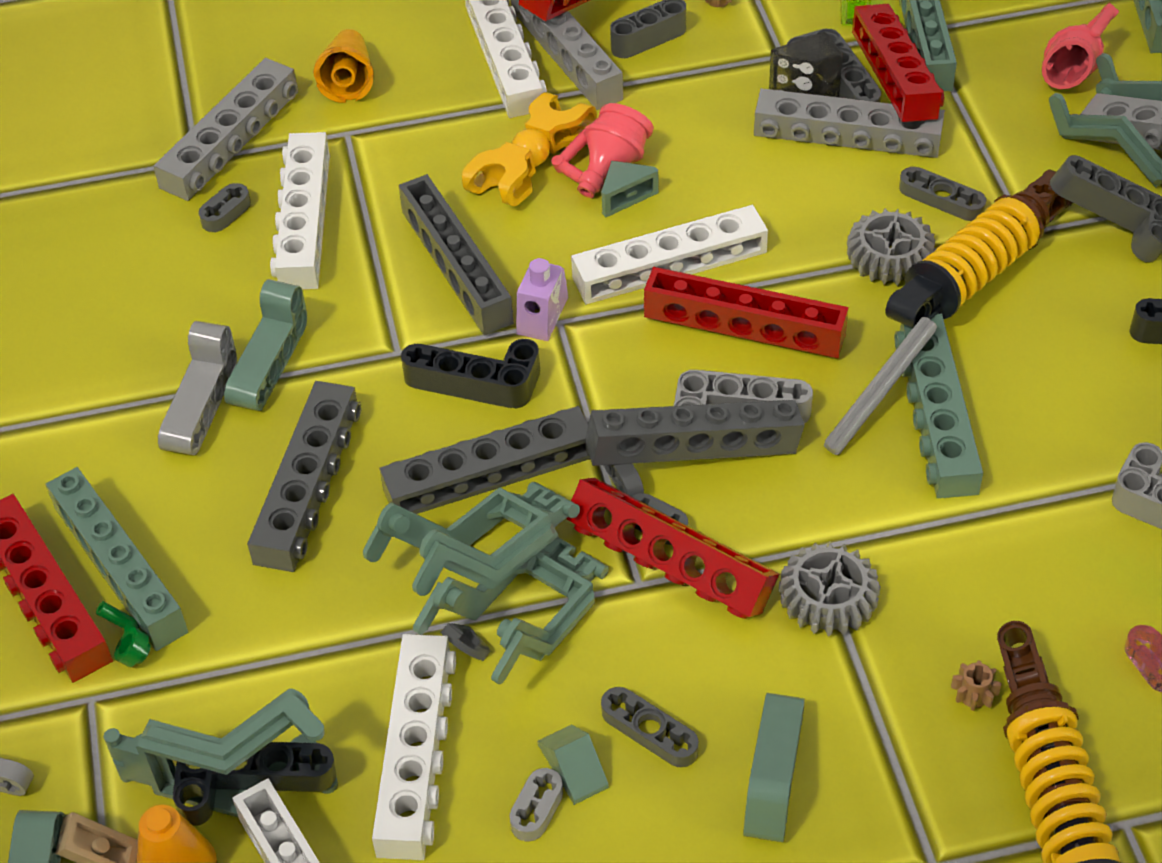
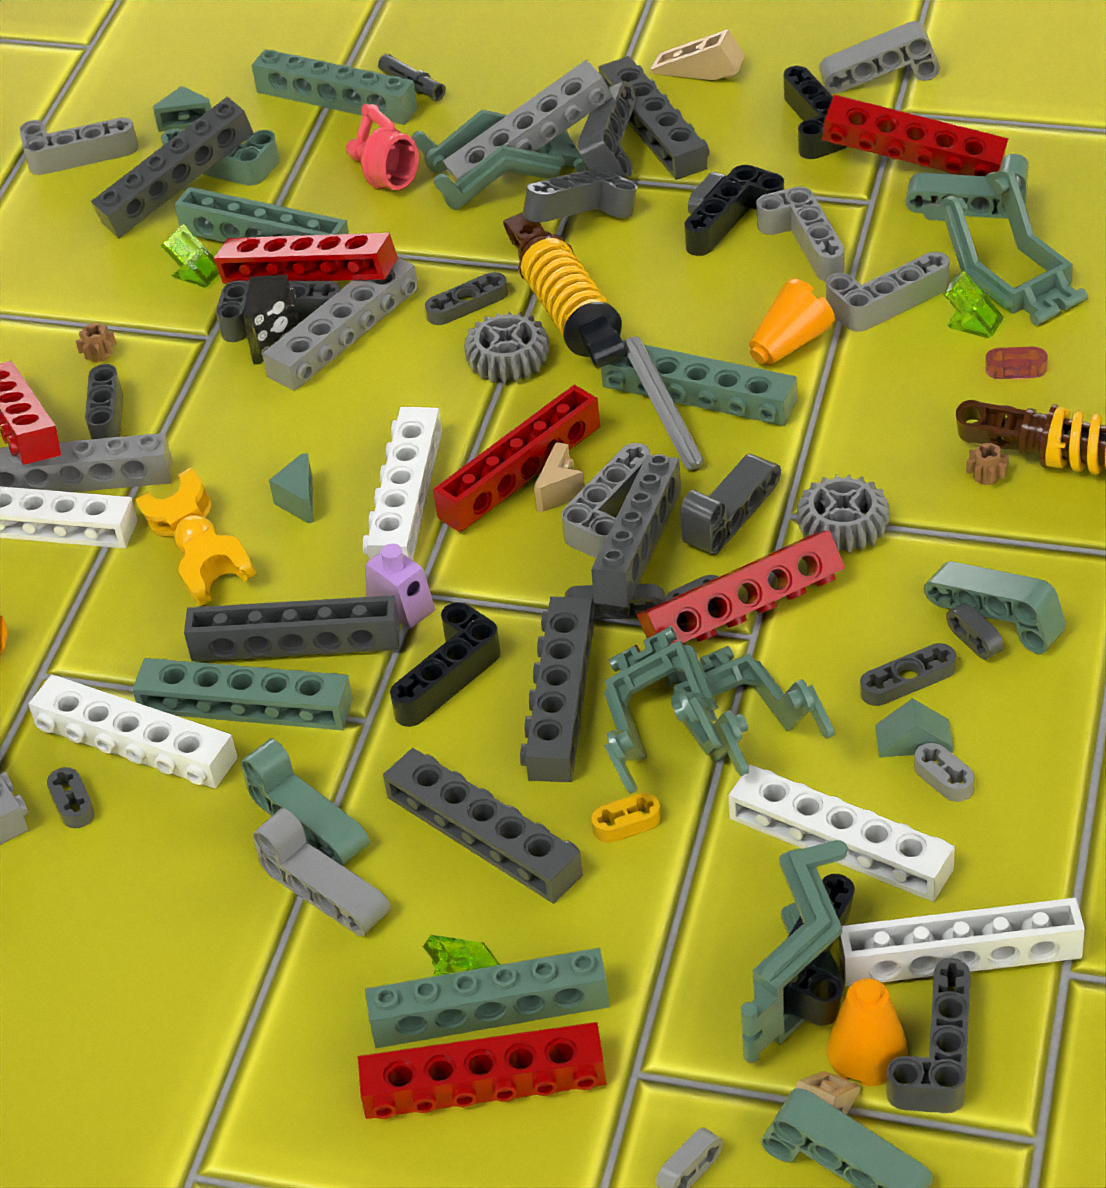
camera: 60 degrees left, 5 degrees down
(134, 644) = (591, 1013): green plate -> none
(148, 522) = (458, 955): none -> clear neon green slope
(360, 579) = (626, 817): none -> yellow beam
(376, 259) = (245, 693): none -> sand green brick
(466, 640) = (759, 760): dark grey tile -> none
(614, 136) = (241, 471): coral piece -> none
(731, 760) = (974, 631): none -> dark grey beam
(738, 351) = (557, 480): none -> tan slope
(786, 493) = (715, 518): none -> dark grey beam
(1060, 440) = (790, 322): none -> light orange cone

